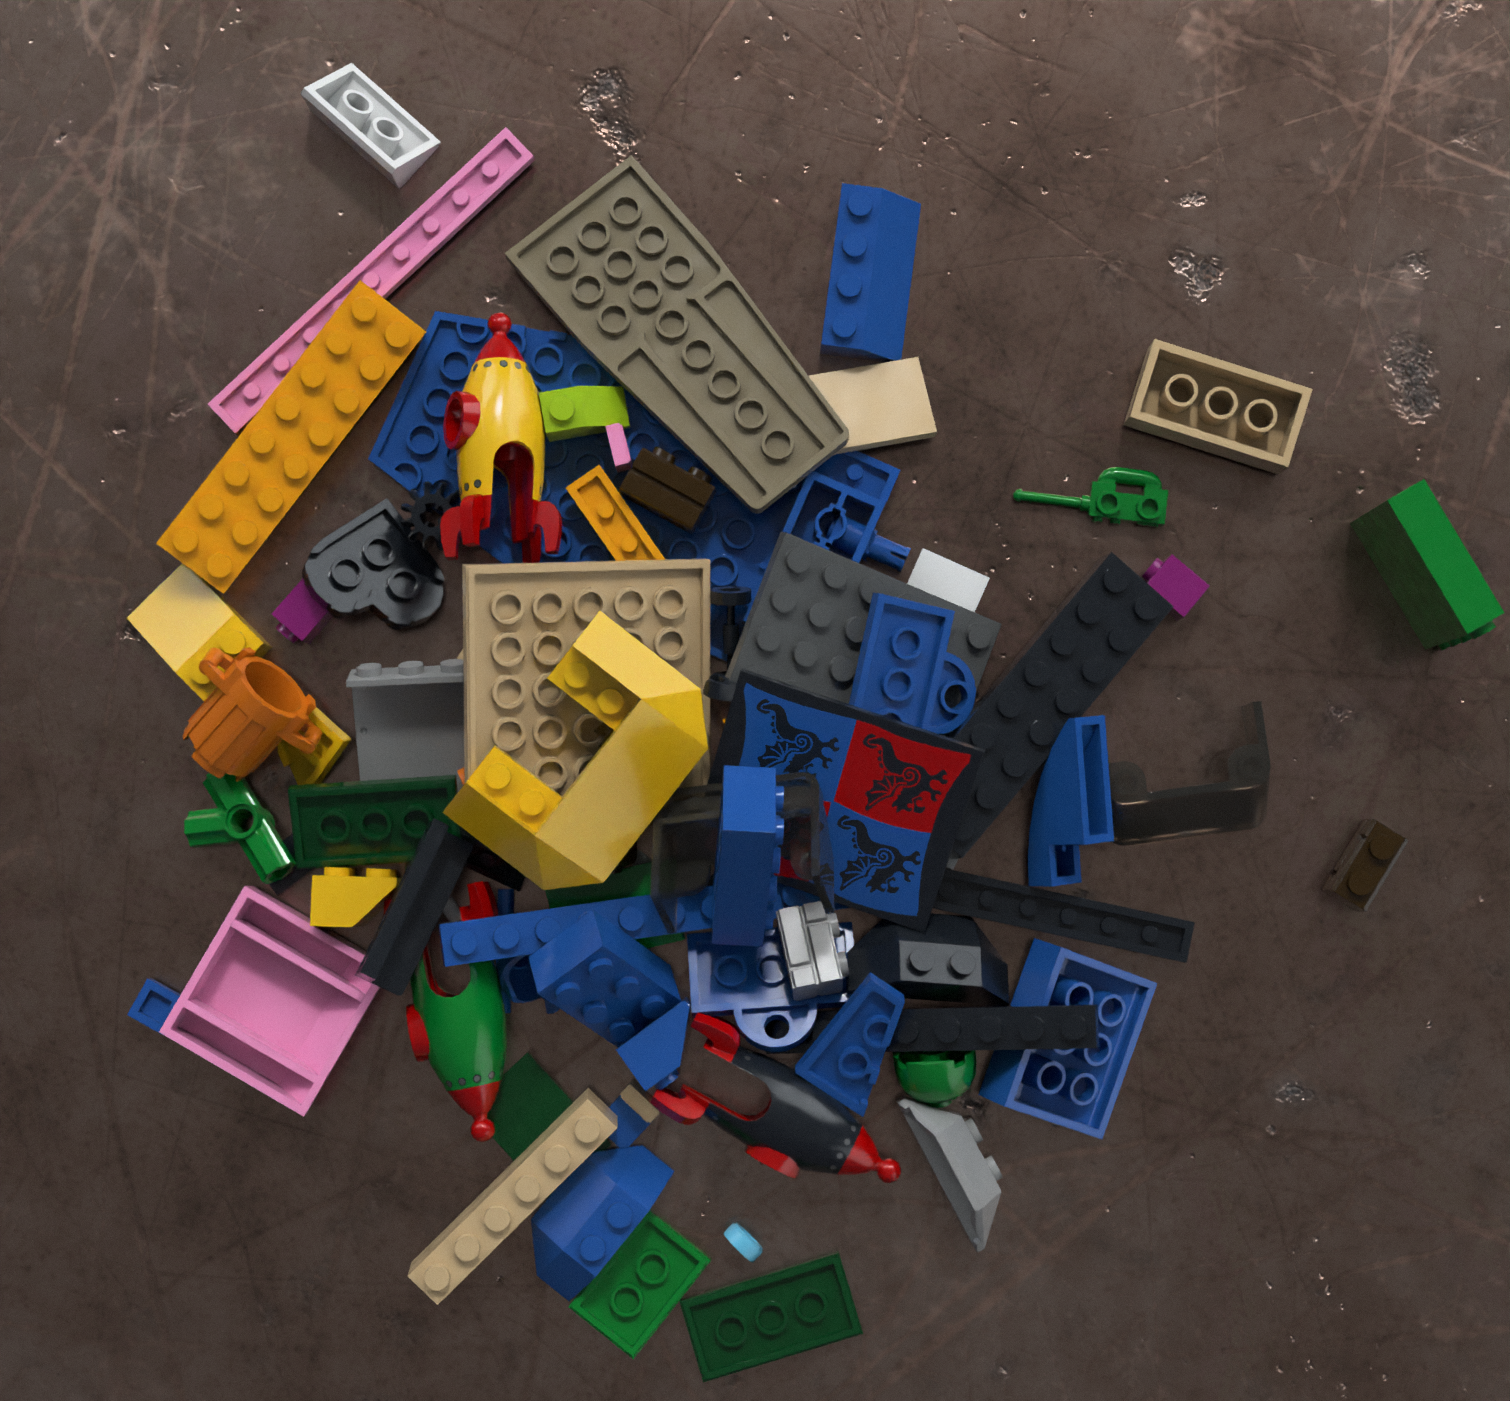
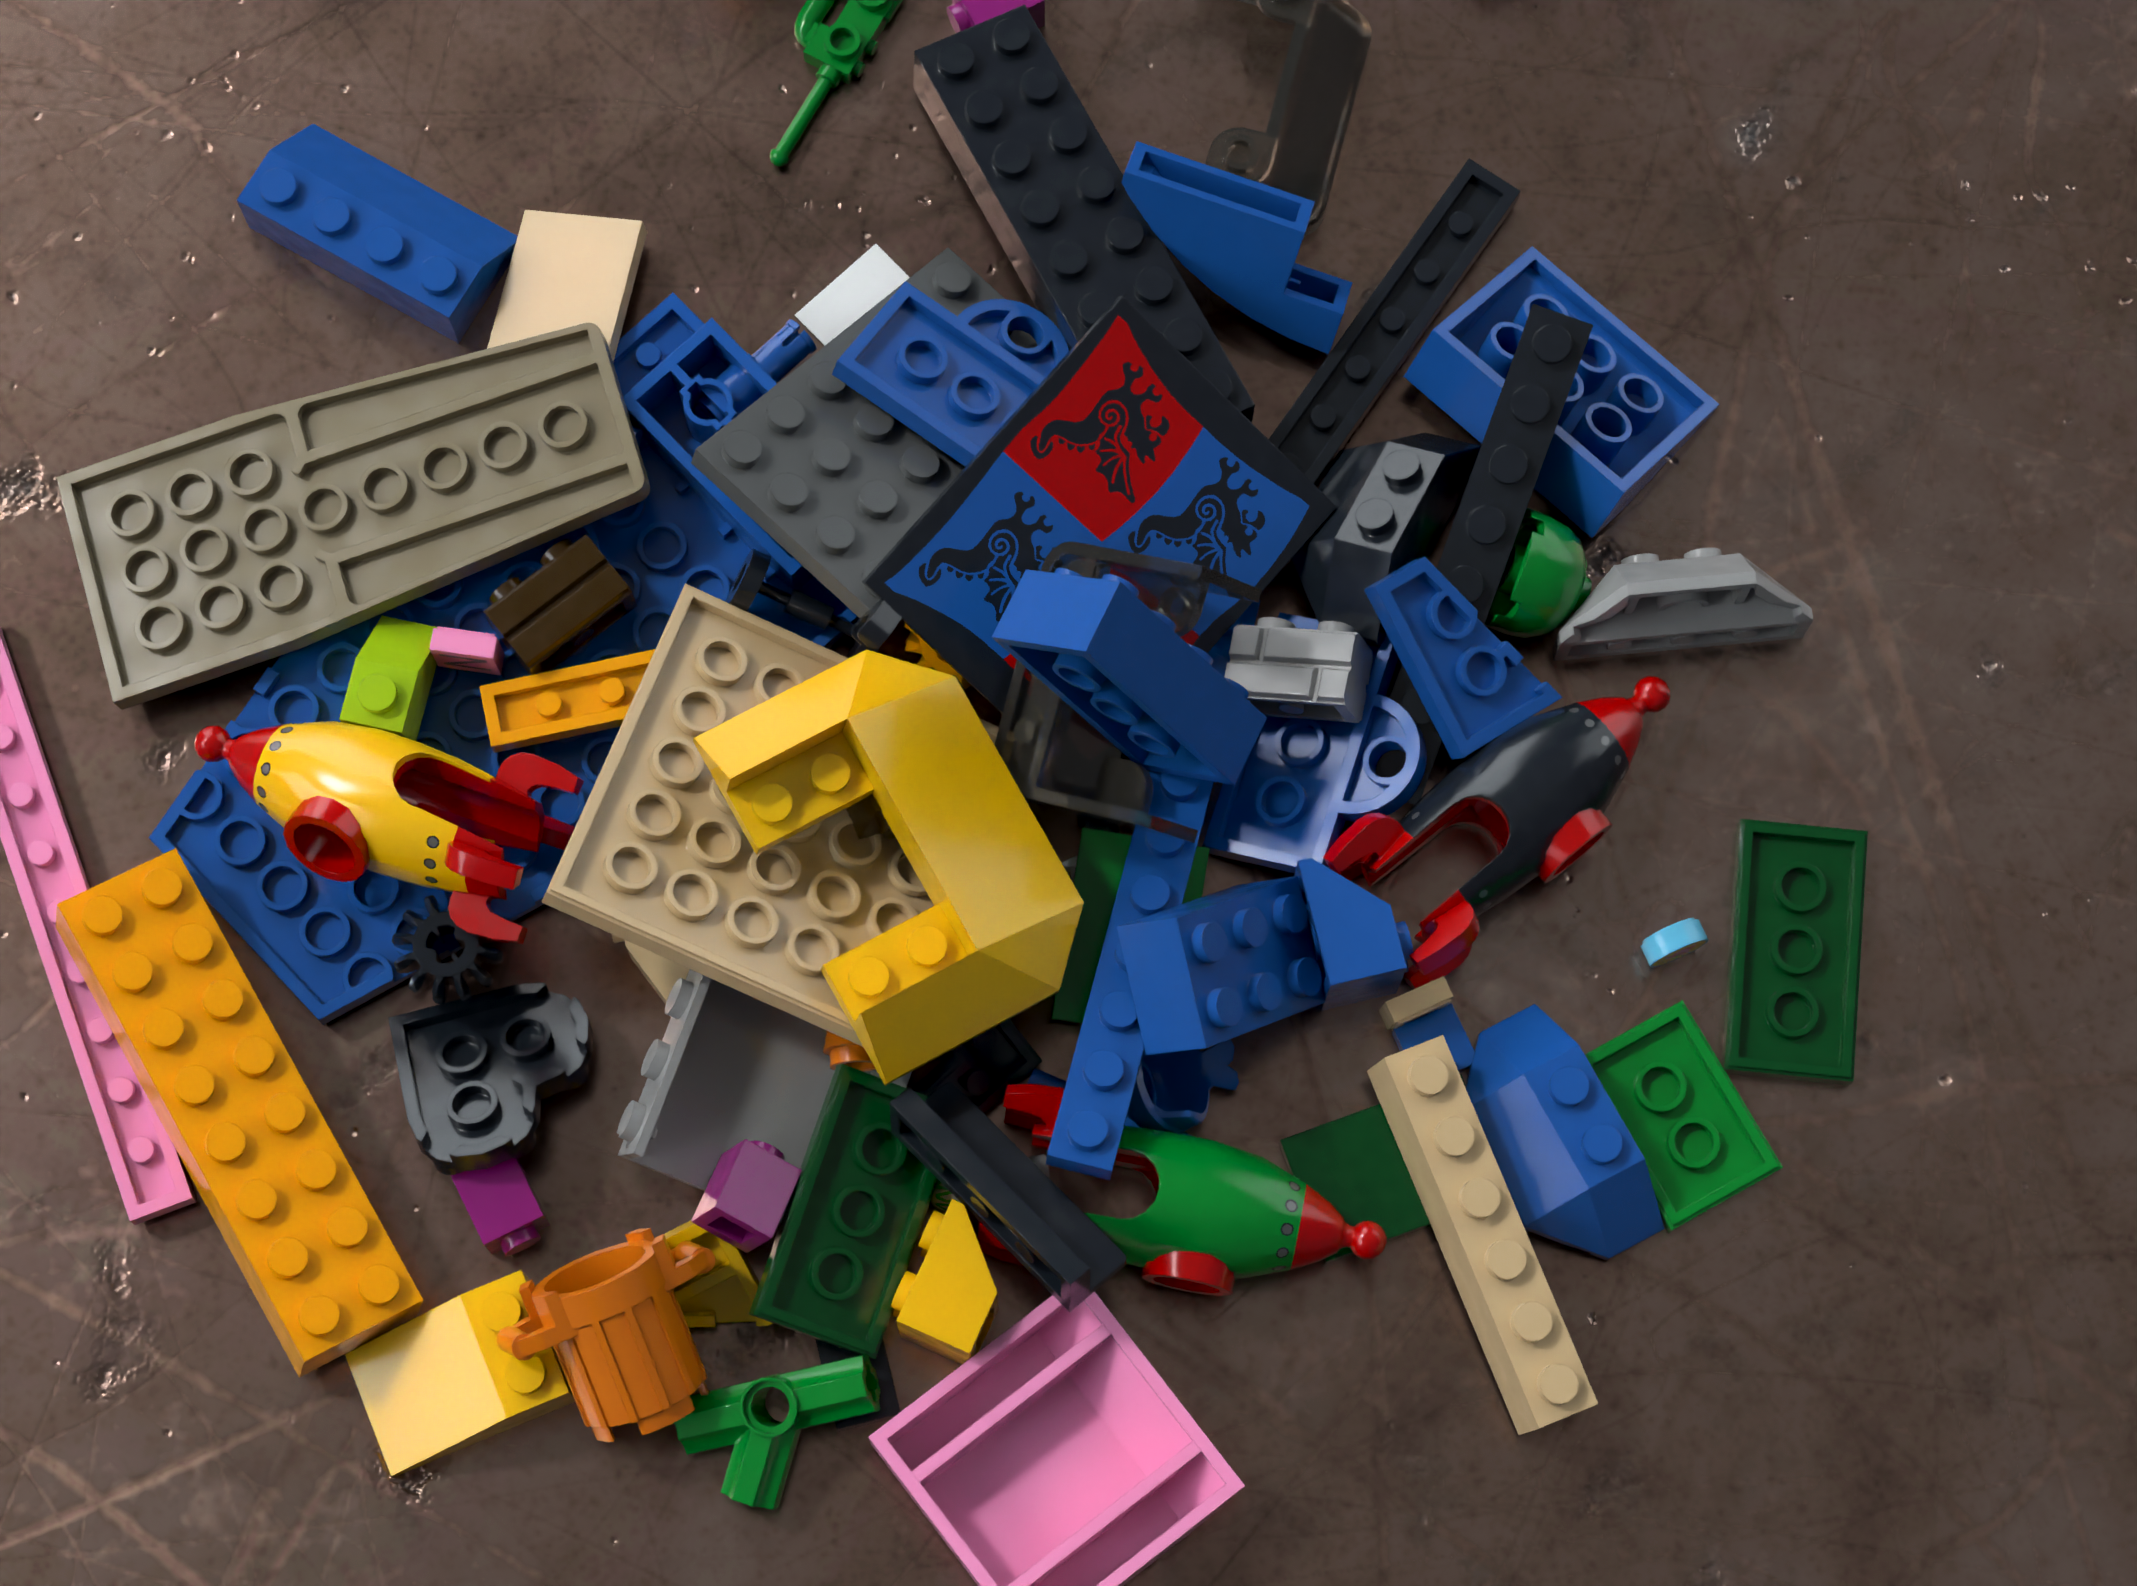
camera: 70 degrees left, 10 degrees down
(358, 755) = (747, 1194): none -> magenta brick

